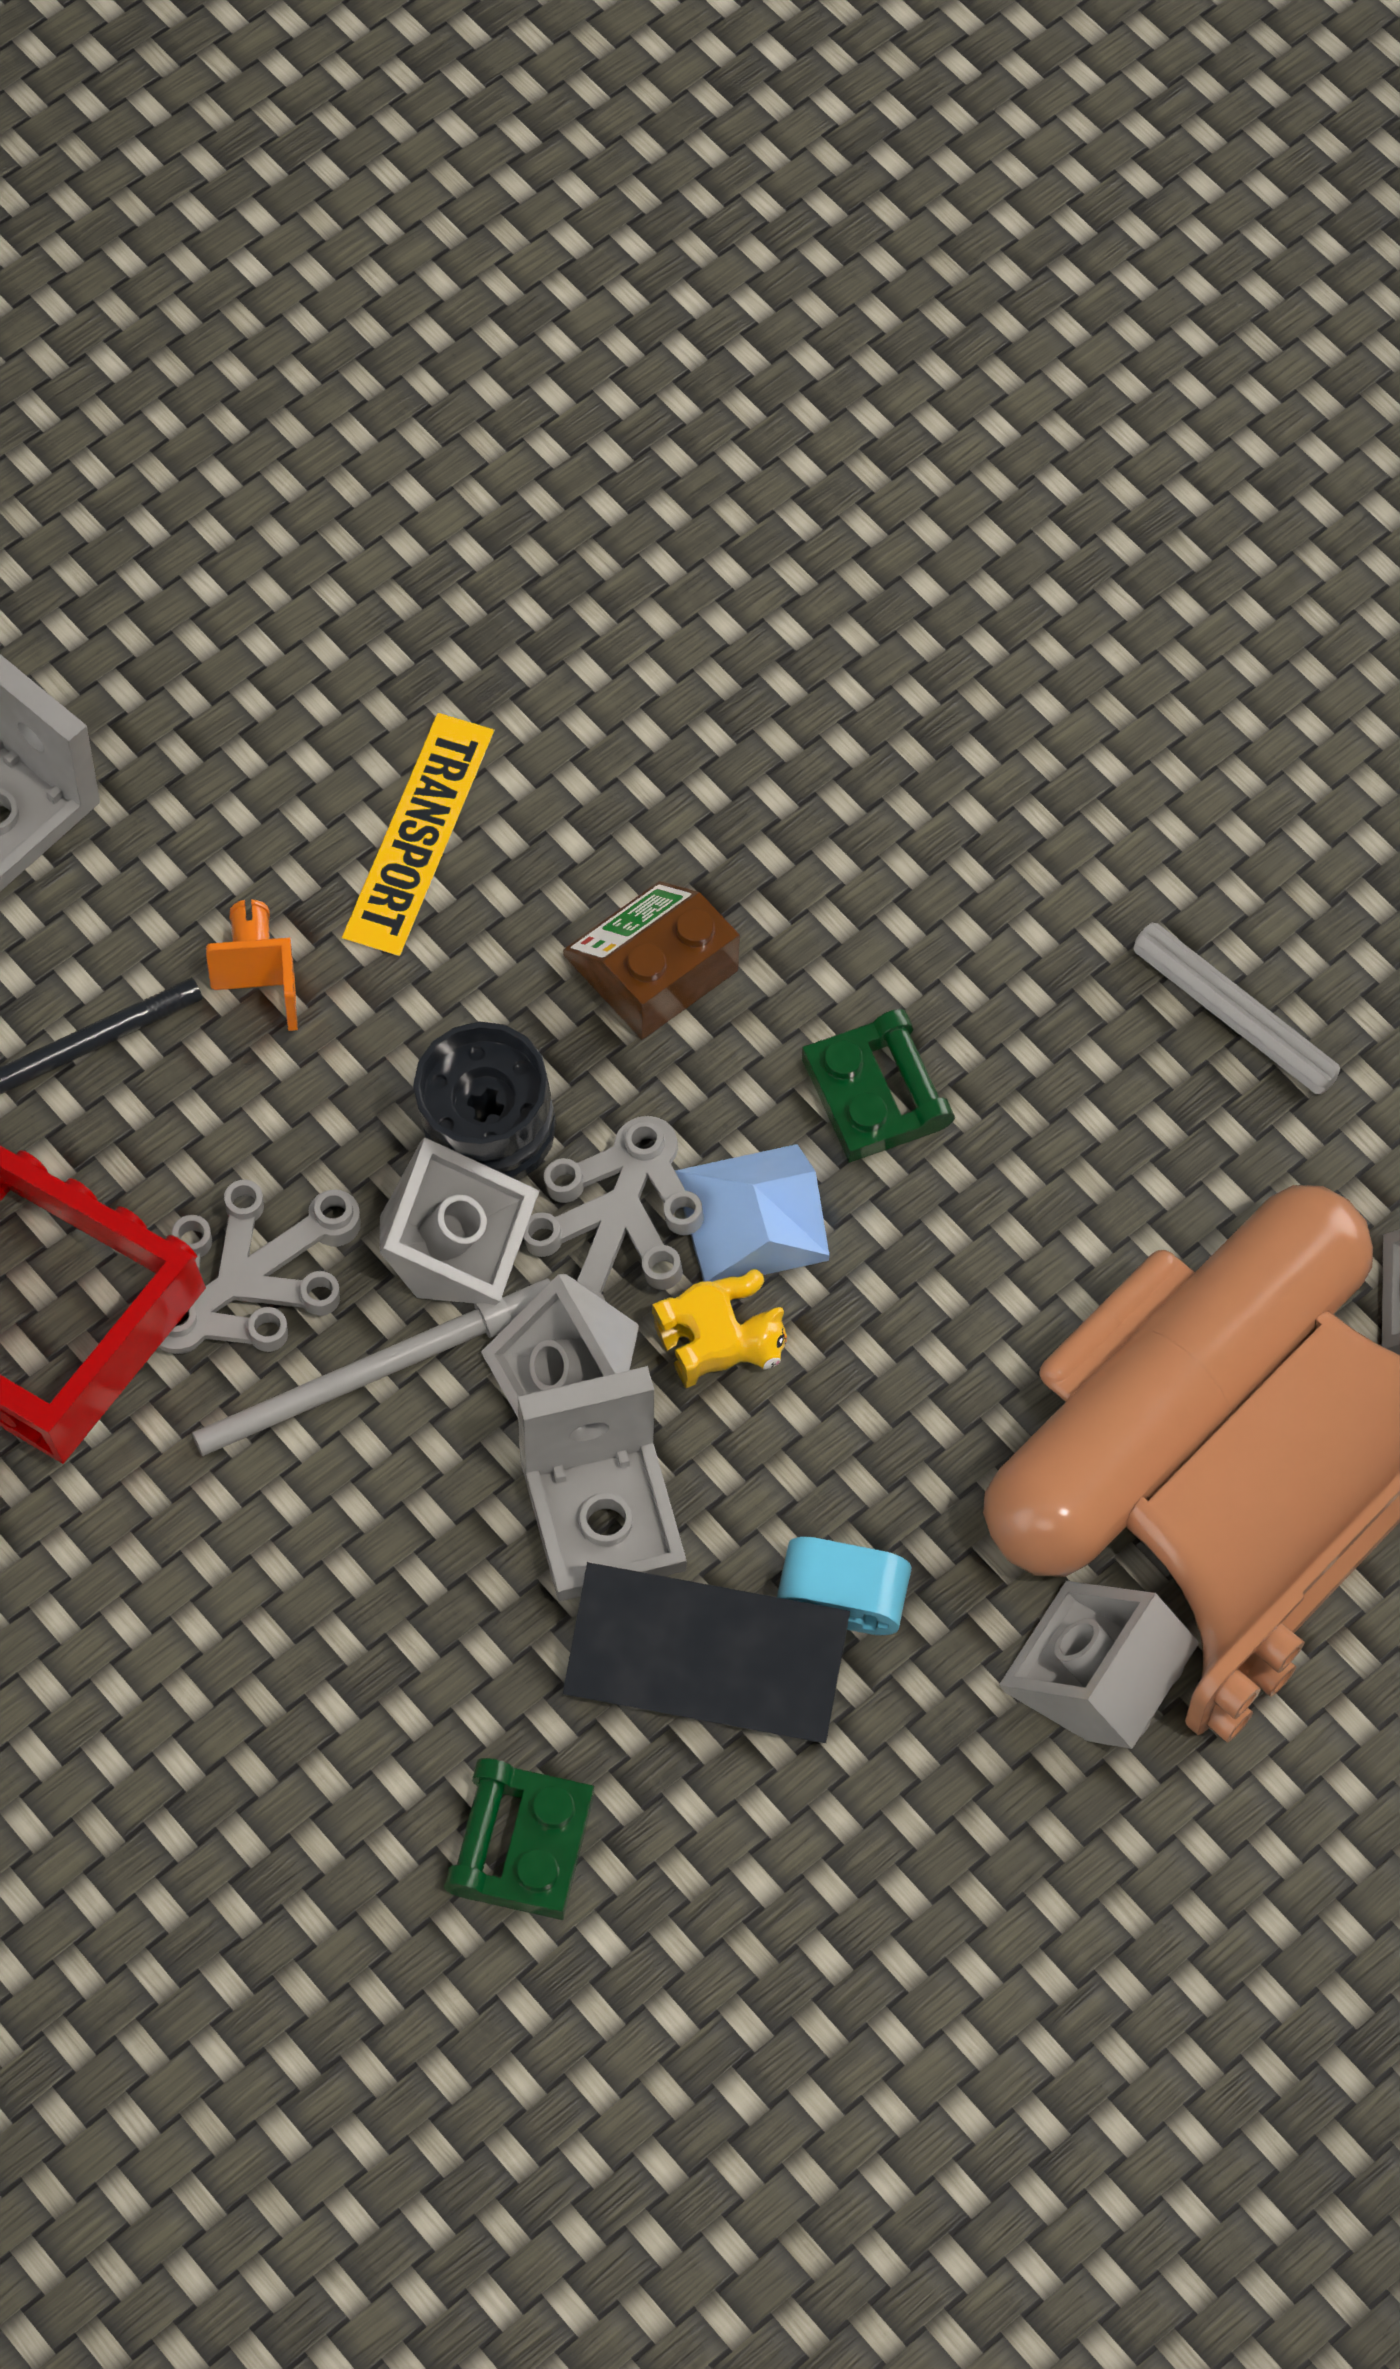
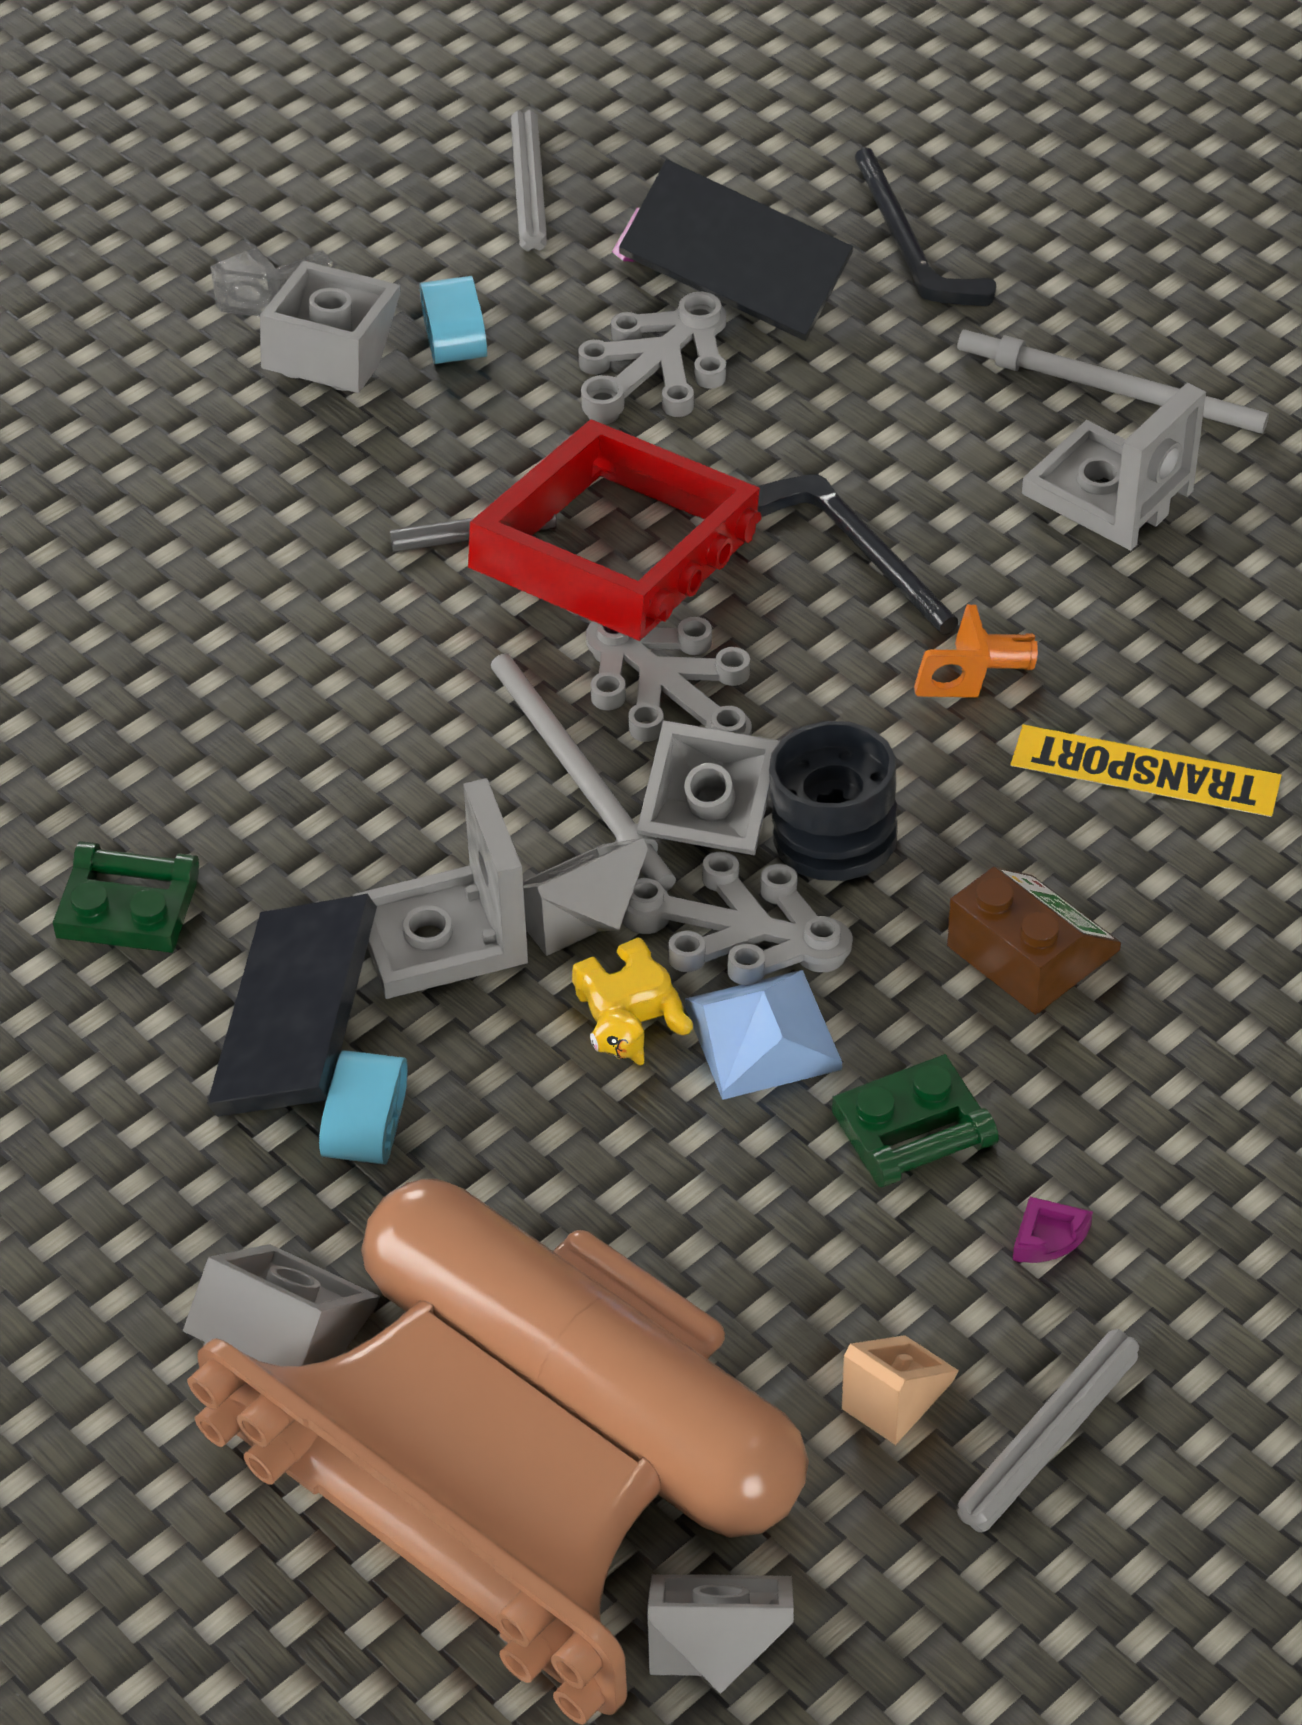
camera: 90 degrees right, 15 degrees down
(1010, 986) = (1050, 1231): none -> magenta tile
(1191, 1123) = (892, 1384): none -> light nougat slope

